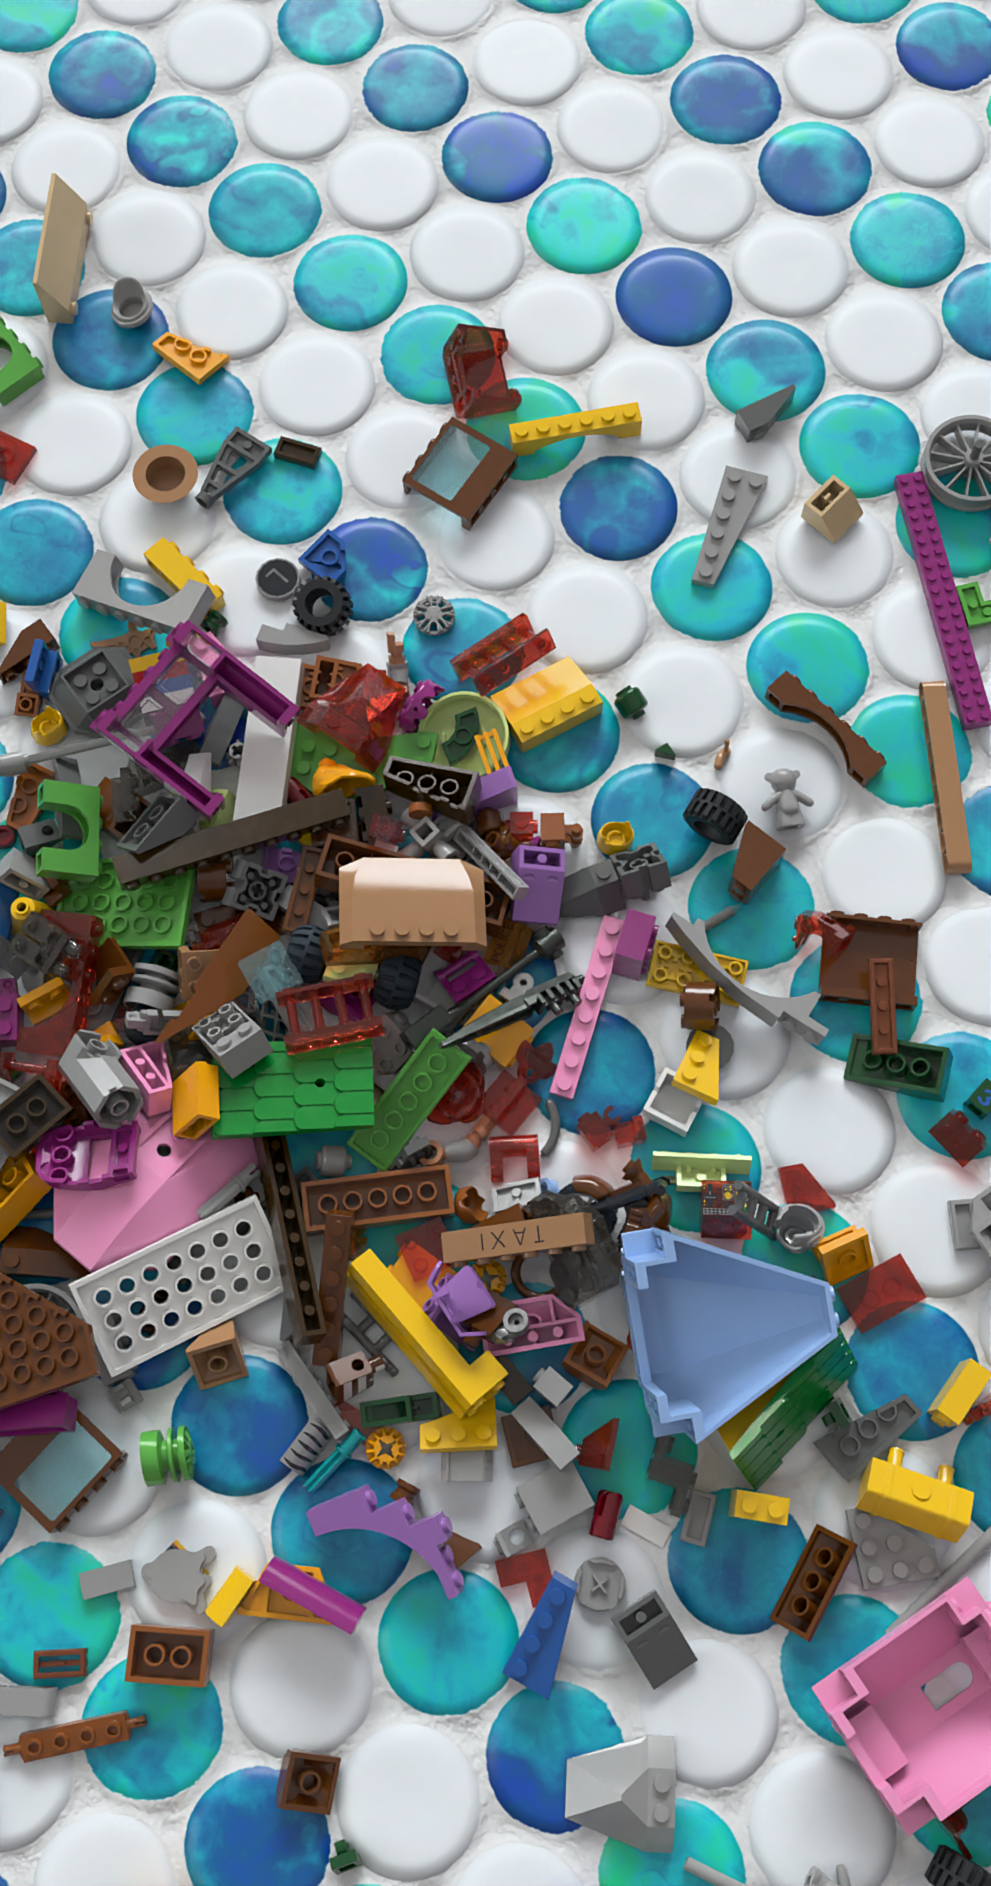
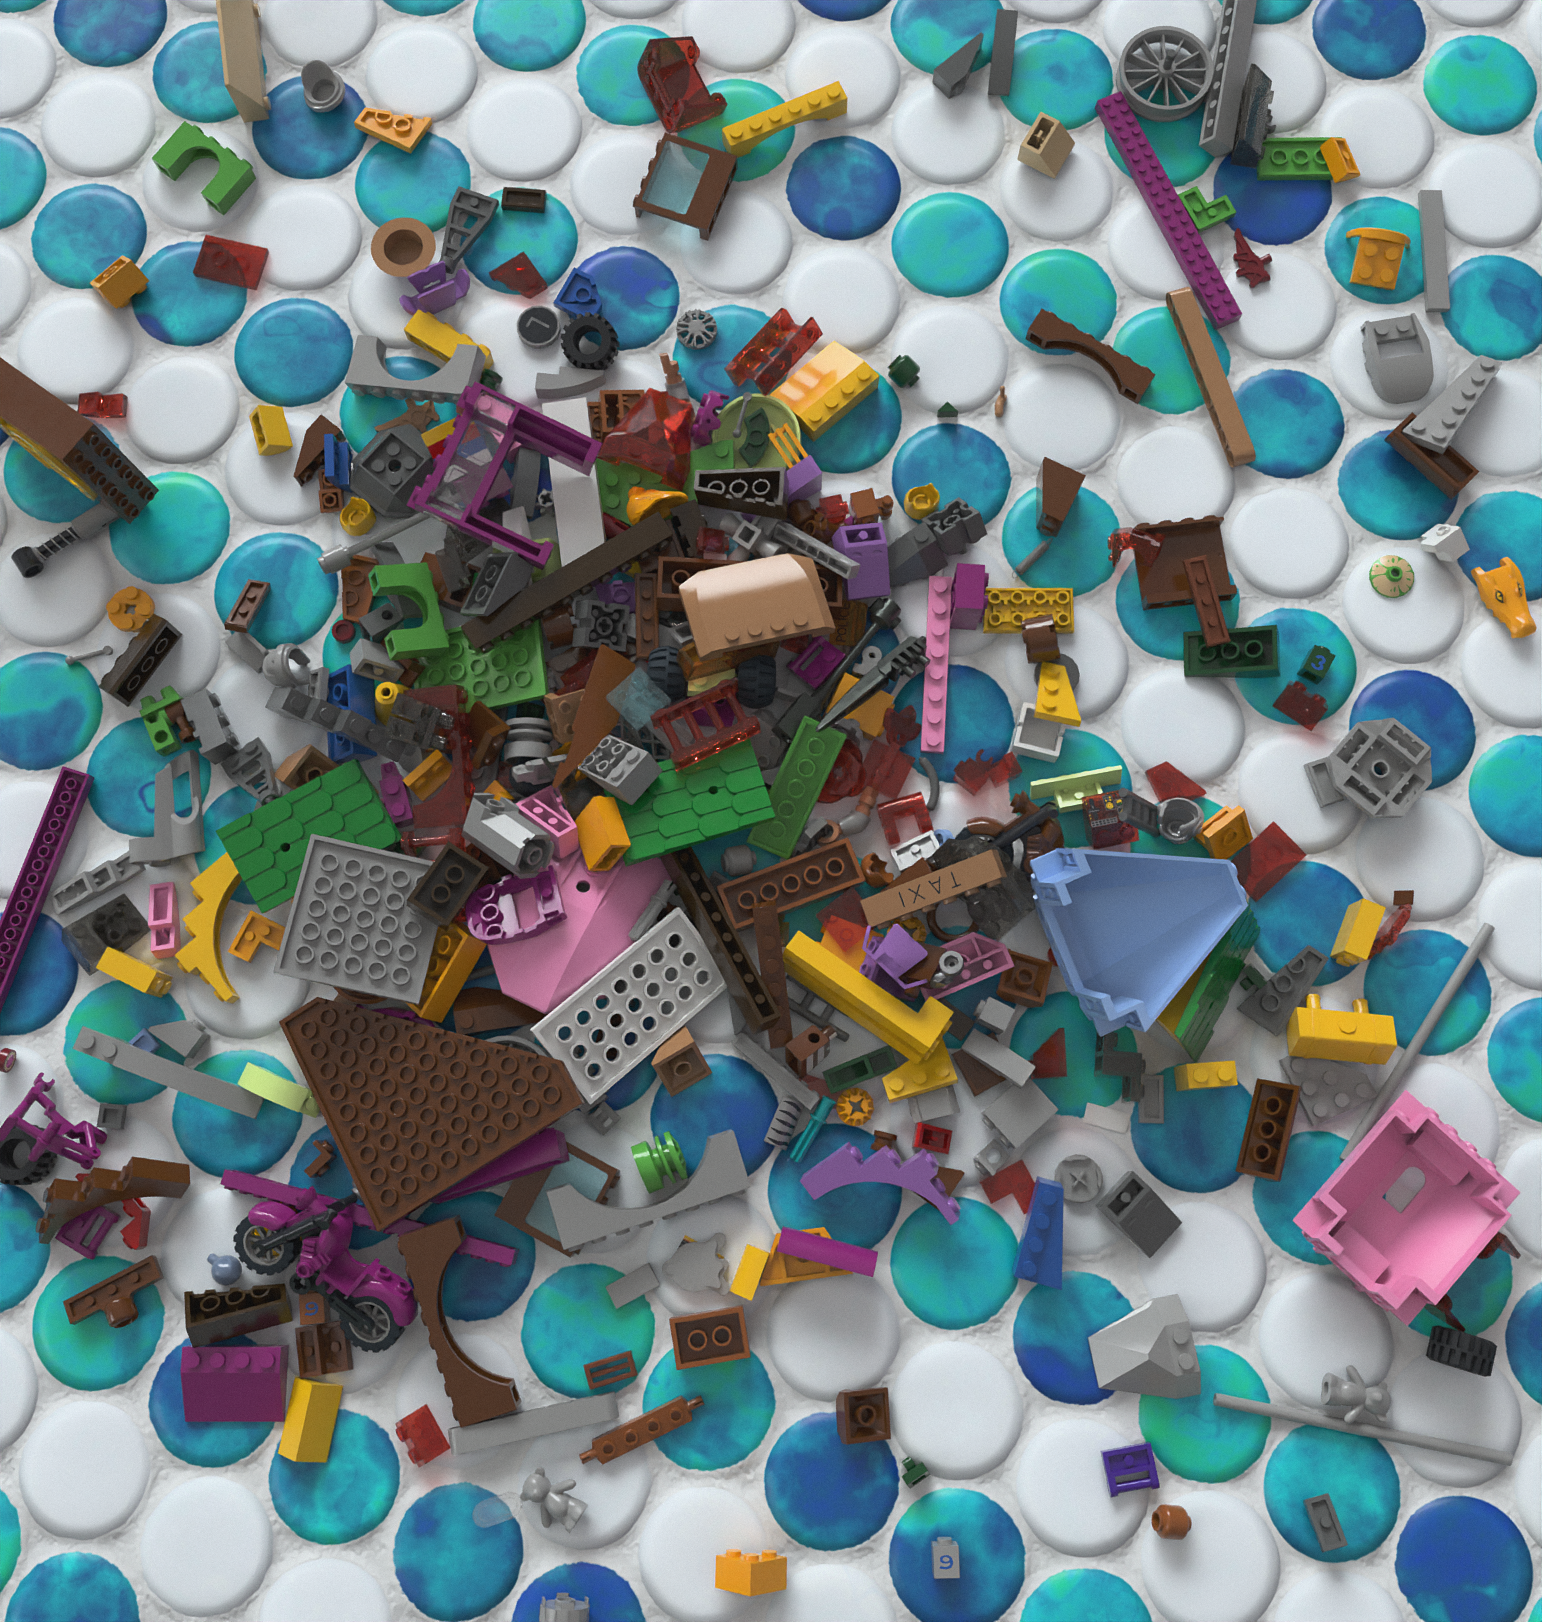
camera: 15 degrees left, 5 degrees up
(73, 1497) = (584, 1220): none -> light grey arch
(187, 528) = (438, 296): none -> medium lavender piece
(273, 526) = (520, 276): none -> clear red wing
(419, 810) = (737, 516): dark orange tile -> none
(456, 1502) = (932, 1138): none -> red slope
(463, 694) = (747, 397): none -> light grey hinge
(606, 1514) = (1069, 1116): dark red arm -> none
(715, 816) = (1010, 460): black tyre -> none
(731, 510) = (951, 165): light grey wing -> none
(787, 798) = (1071, 430): light grey piece -> none
(790, 1012) = (1123, 626): light grey slope -> none
(811, 408) = (1002, 52): none -> dark grey slope

